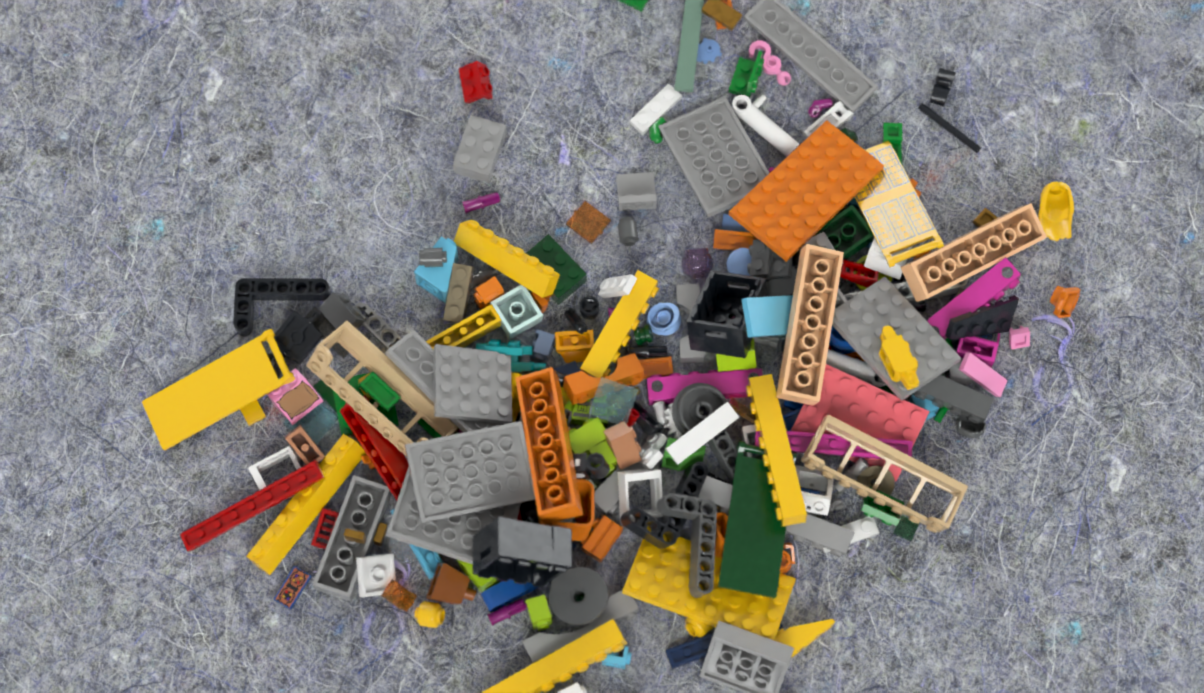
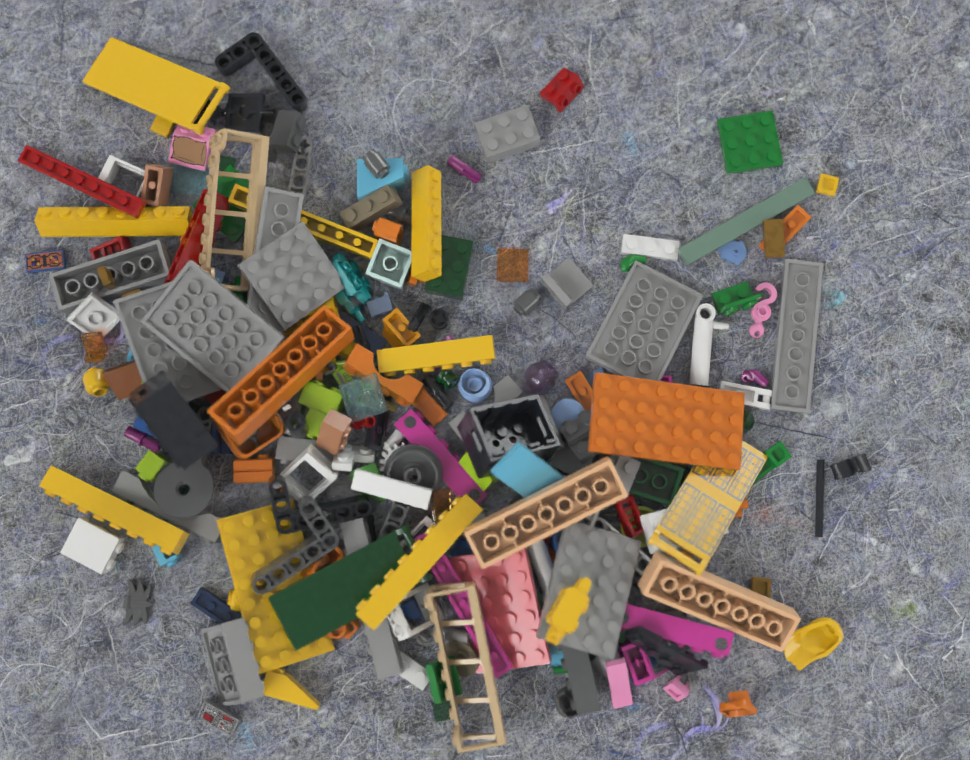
camera: 55 degrees right, 10 degrees up
(379, 391) = (235, 207): green tile -> none
(617, 286) = (468, 328): white plate -> none

